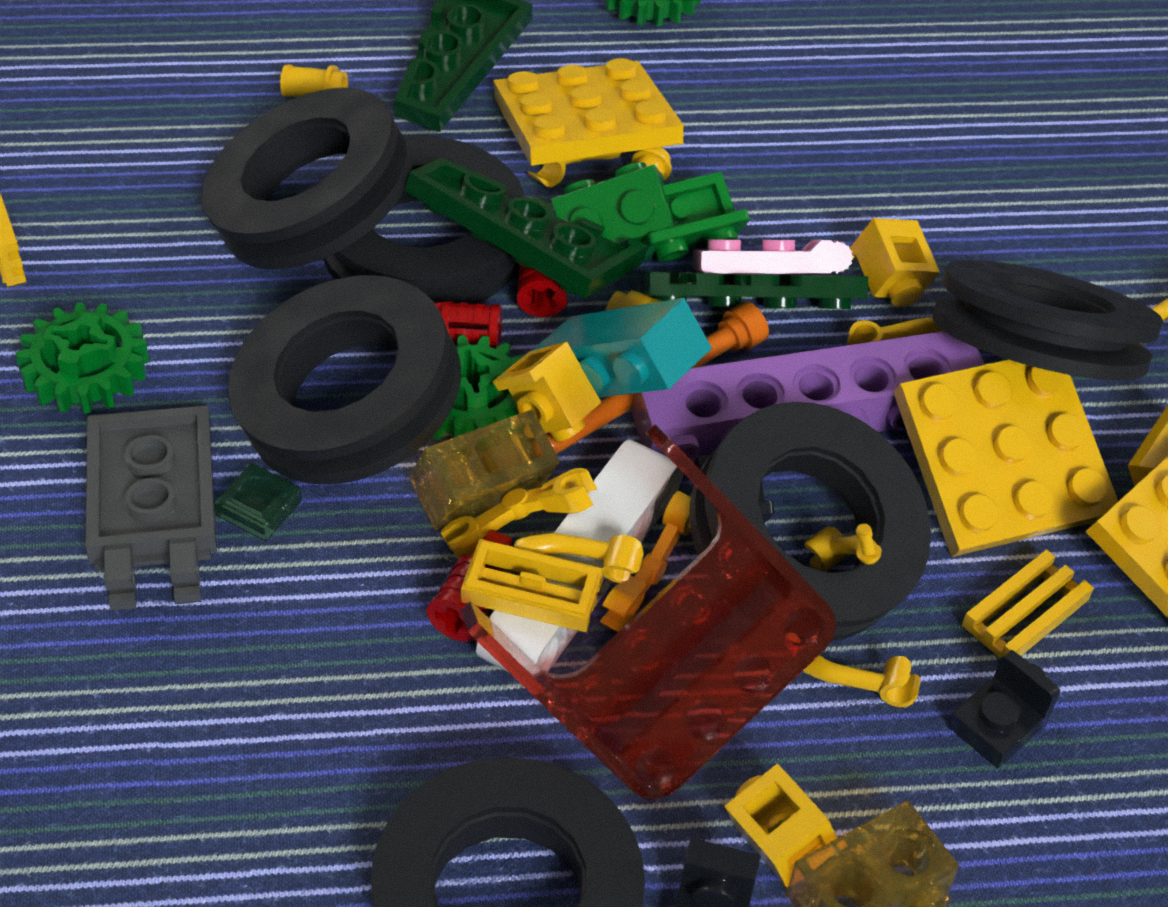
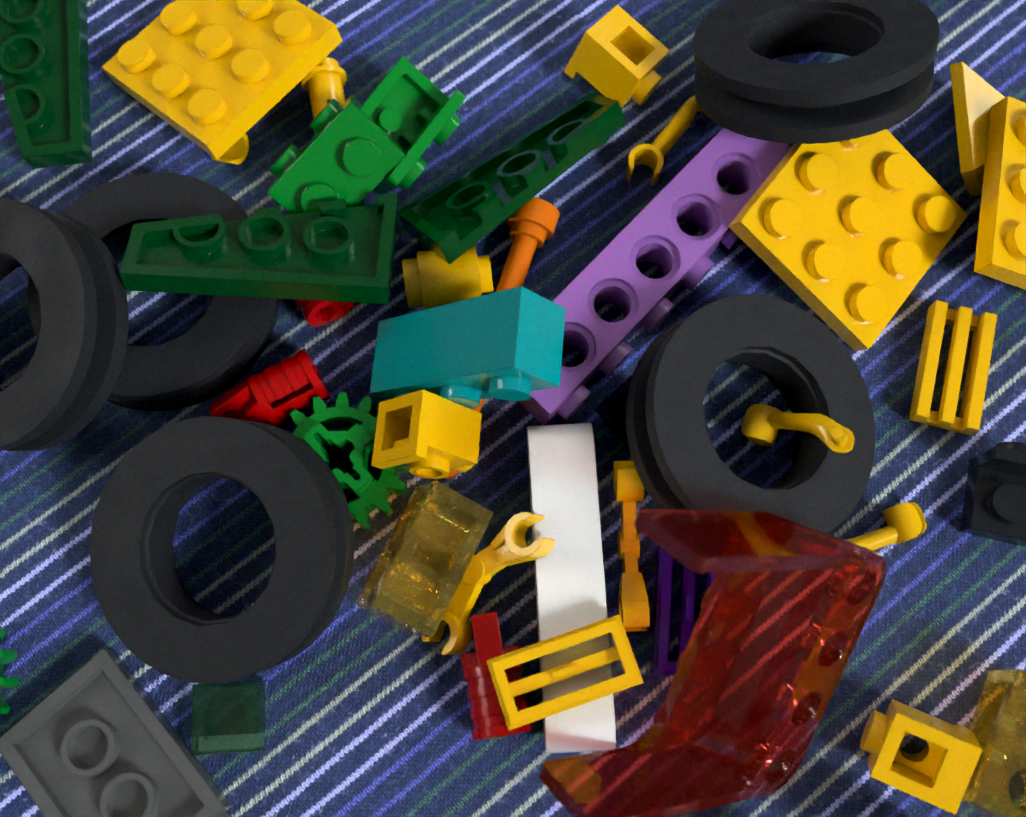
camera: 30 degrees left, 25 degrees up
(620, 554) = (623, 587): yellow piece -> none
(774, 258) = (510, 128): hinge -> none

